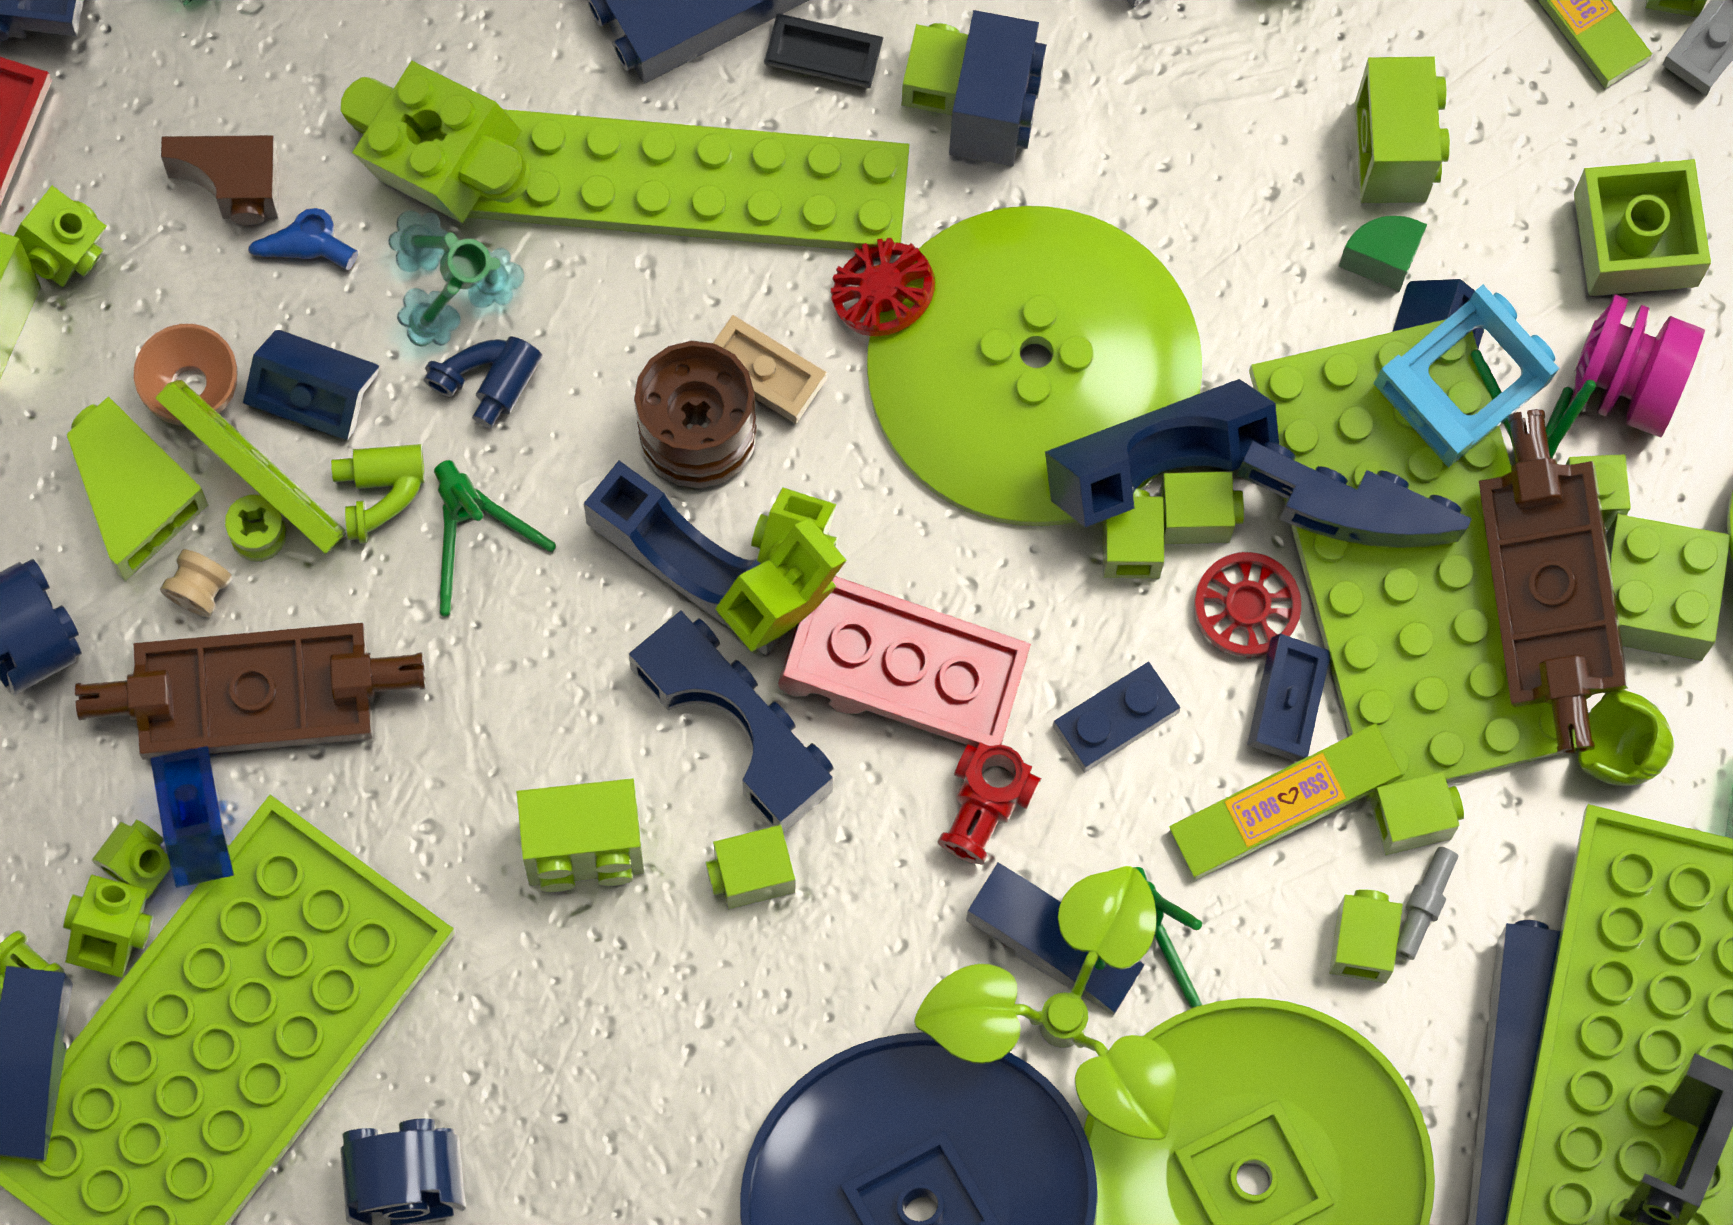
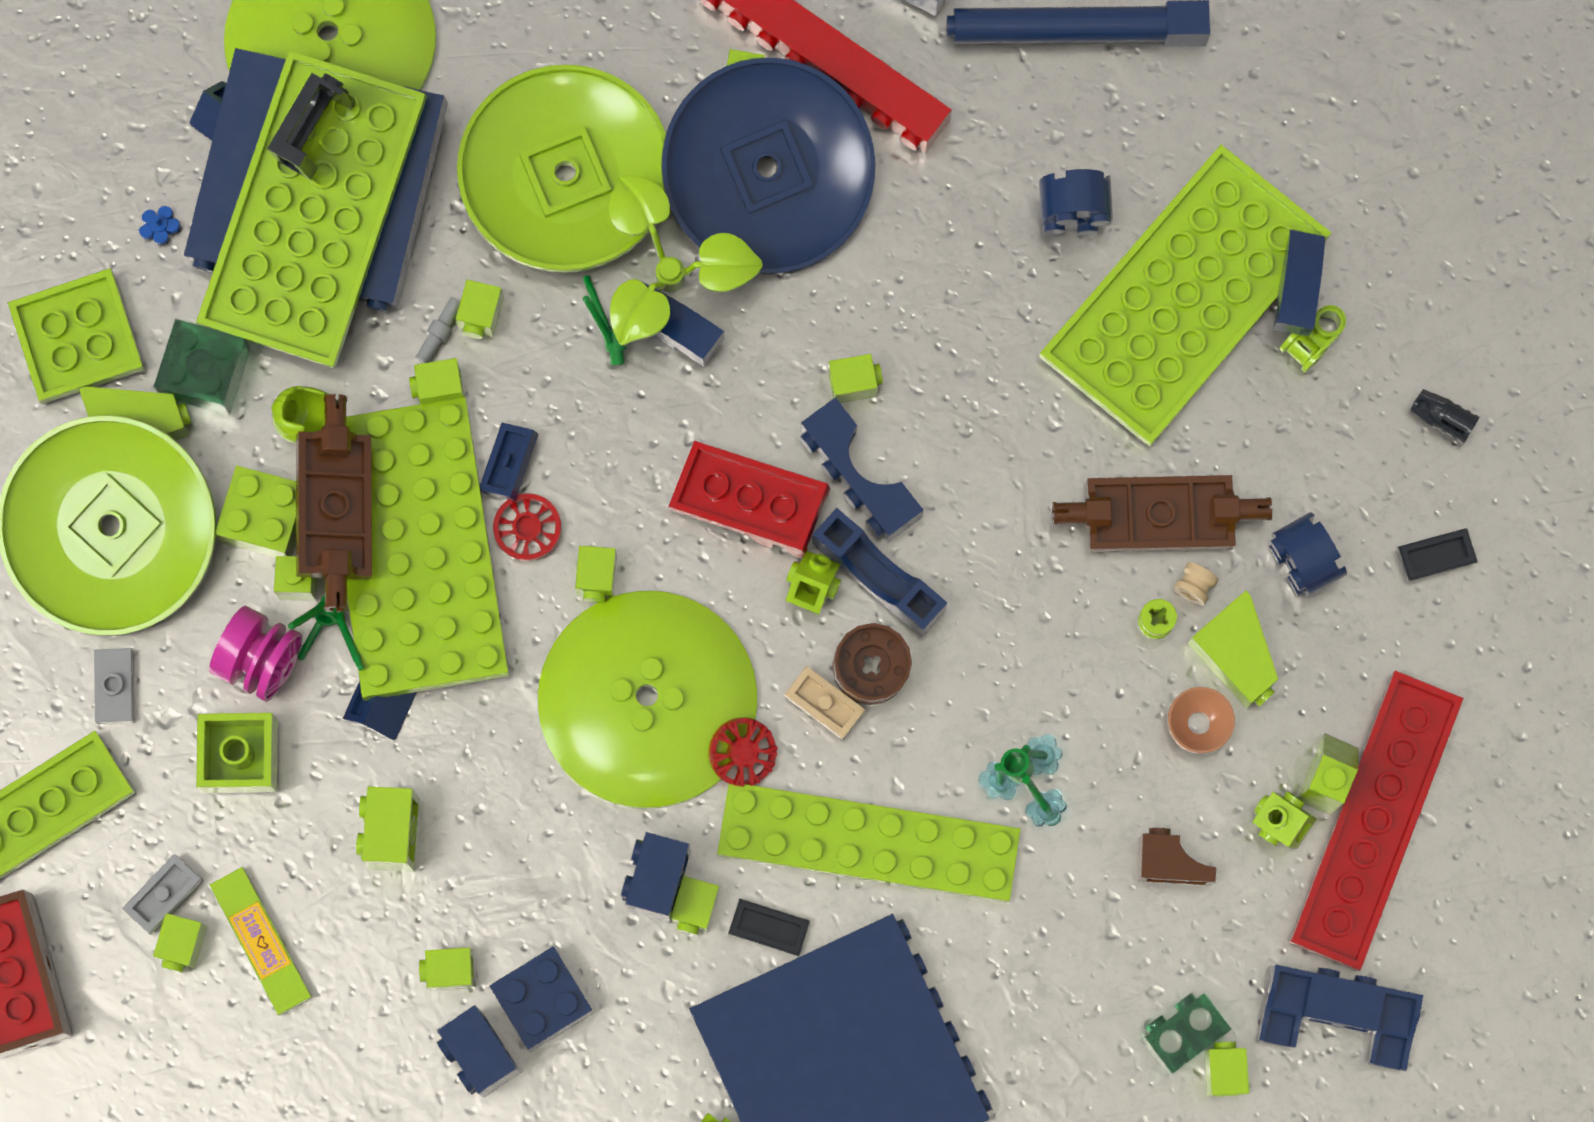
camera: 175 degrees left, 5 degrees up
(110, 914) = (1252, 367): lime brick -> none
(134, 856) = (1235, 411): lime plate -> none
(191, 817) = (1199, 424): clear blue brick -> none
(251, 465) = (1159, 649): lime tile -> none
(307, 238) = (1120, 817): blue animal -> none
(309, 383) = (1119, 717): dark blue panel -> none
(380, 467) = (1081, 654): lime plant -> none
(436, 140) = (1033, 865): lime brick -> none
(466, 502) = (1026, 628): green plant -> none
(511, 370) = (994, 706): dark blue plant -> none
(580, 834) = (959, 397): lime brick -> none
(784, 588) = (826, 524): lime brick -> none
(984, 801) = (705, 407): red connector -> none
(1101, 471) = (534, 634): dark blue arch -> none
(1116, 717) = (618, 462): dark blue plate -> none
(1200, 507) = (550, 588): lime brick -> none
(1285, 801) = (518, 394): tile -> none
(1373, 514) = (443, 559): dark blue slope -> none
(1384, 249) = (408, 755): green brick -> none
(1428, 408) = (394, 627): medium azure window -> none

